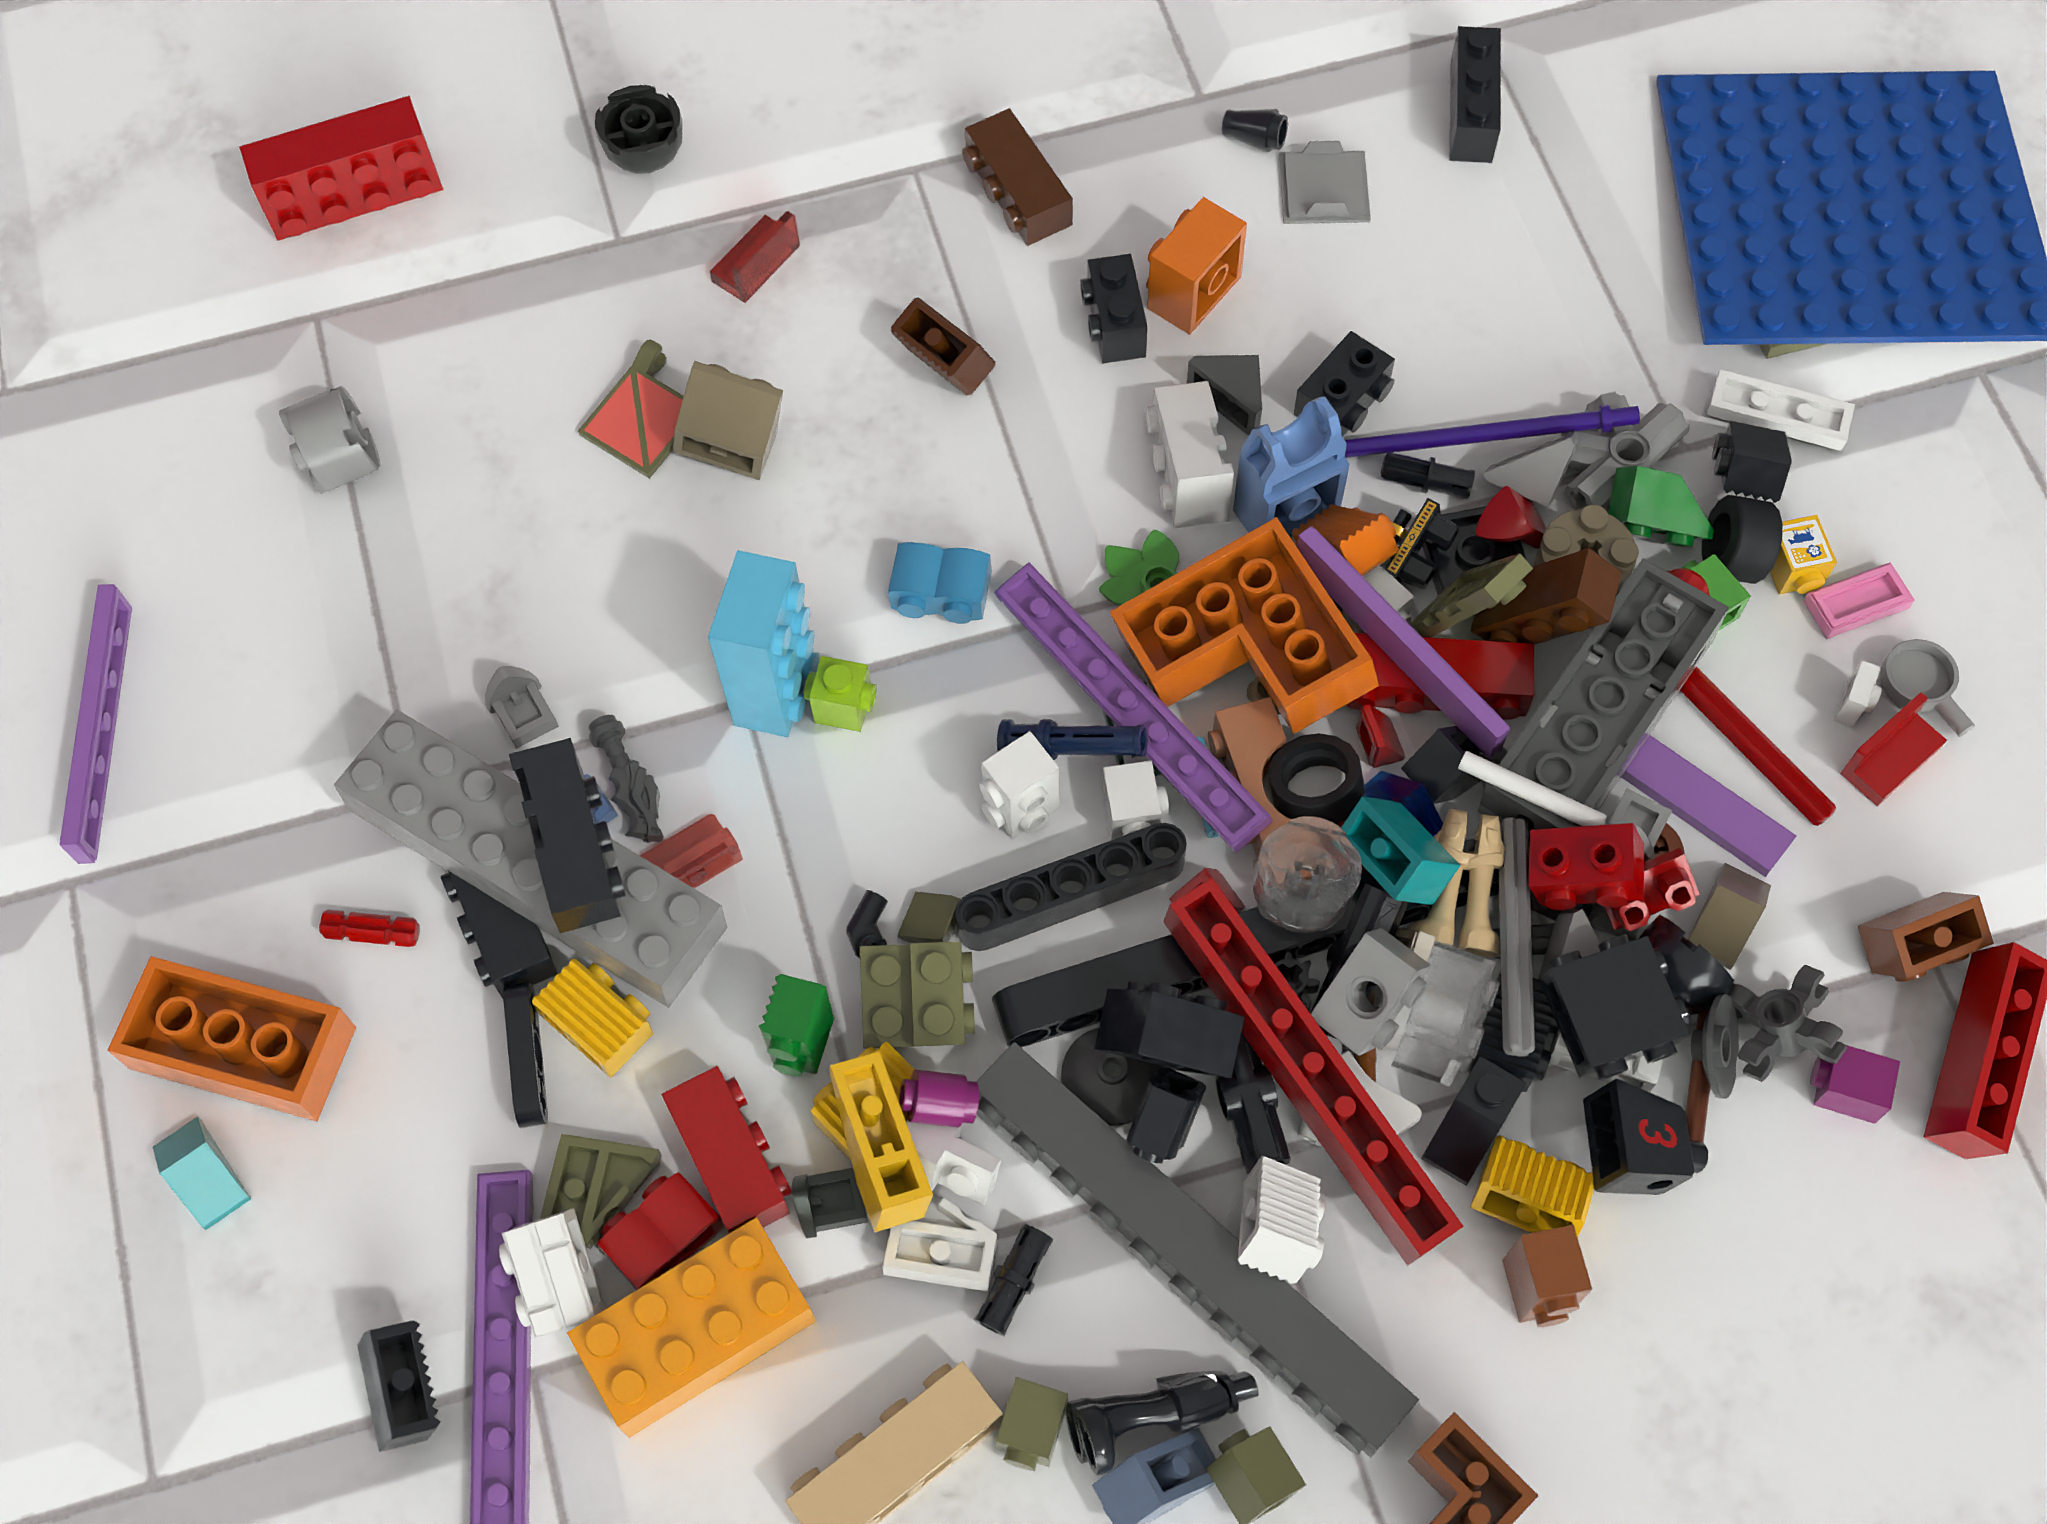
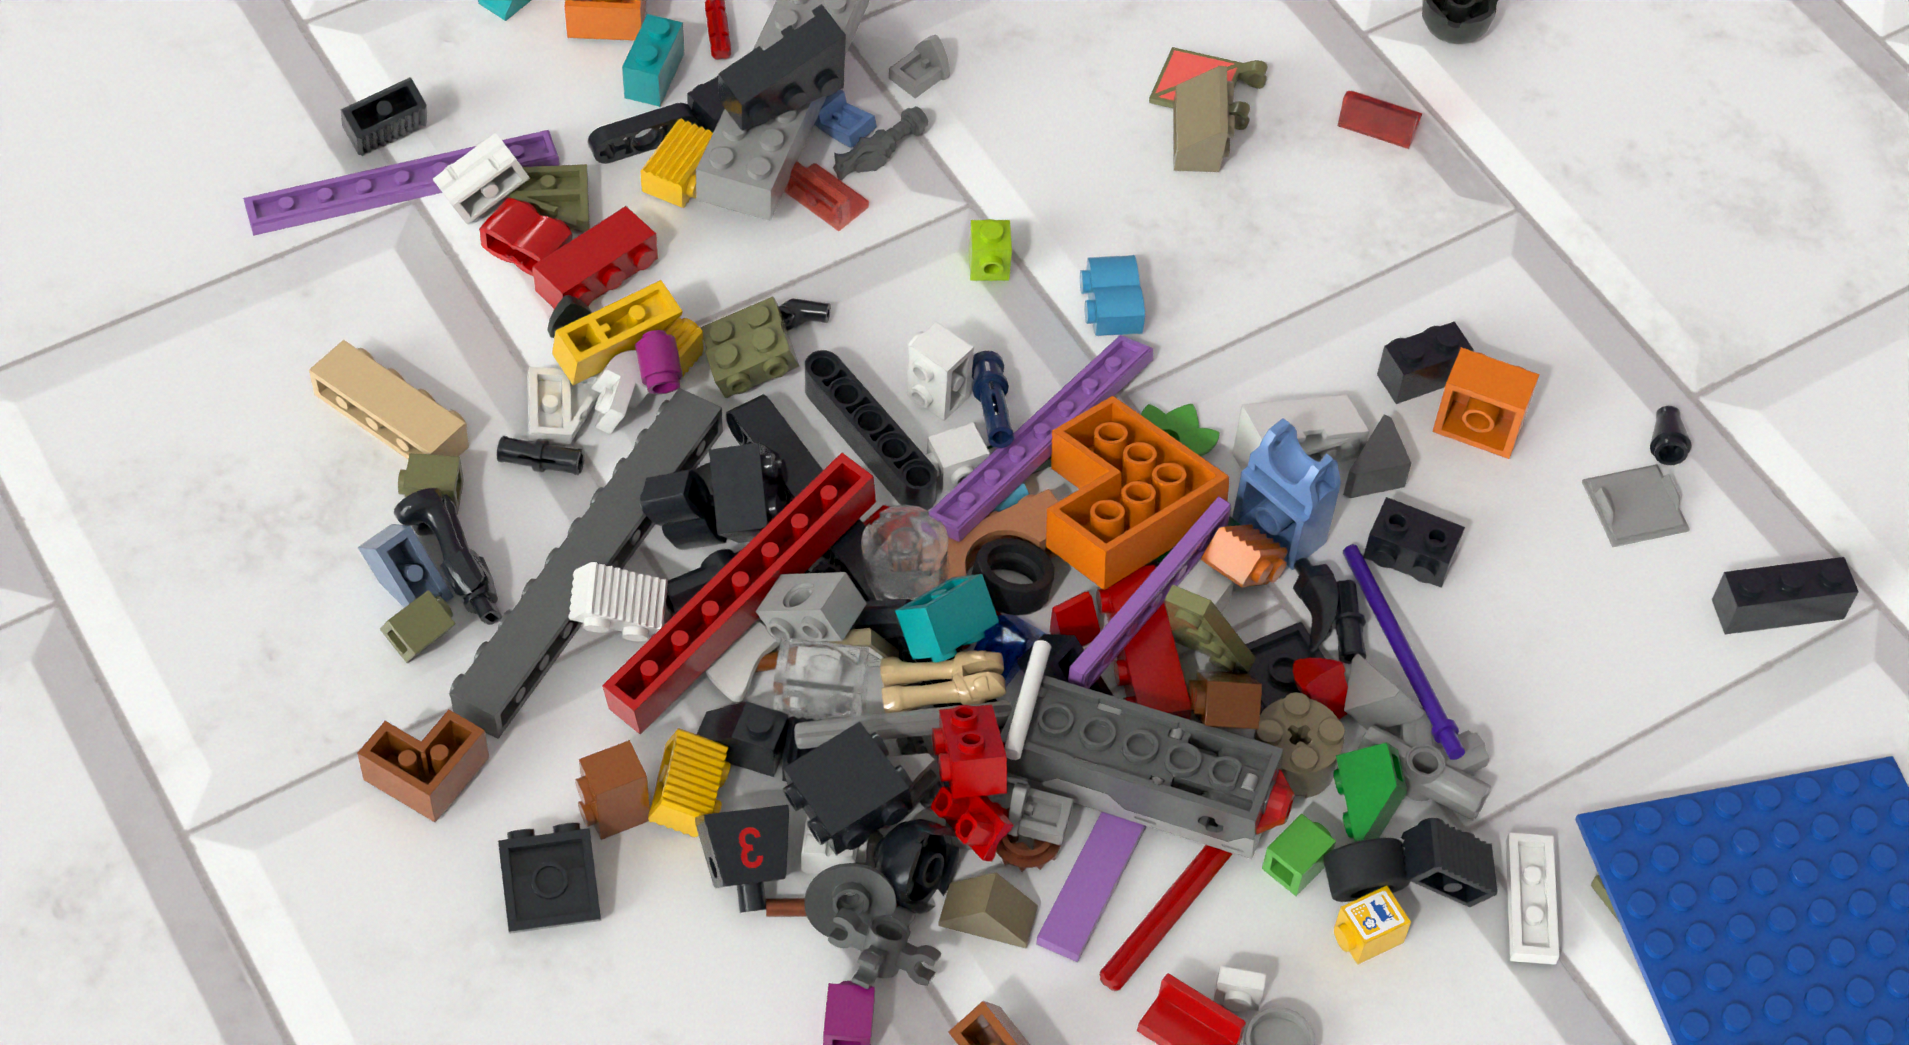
camera: 70 degrees right, 10 degrees down
(409, 1015) = (653, 60): none -> teal brick
(691, 1327) = (461, 269): light orange brick -> none
(763, 643) = (993, 162): medium azure brick -> none
(797, 1025) = (699, 271): green brick -> none
(929, 918) = (809, 344): olive slope -> none
(943, 346) = (1332, 247): reddish brown brick -> none
(1017, 177) = (1533, 271): reddish brown brick -> none
(1397, 489) = (1319, 593): none -> black bar
(1427, 526) = (1266, 608): black hips -> none
(1636, 1377) = (549, 878): none -> black plate
(1858, 600) = (1348, 991): bright pink tile -> none

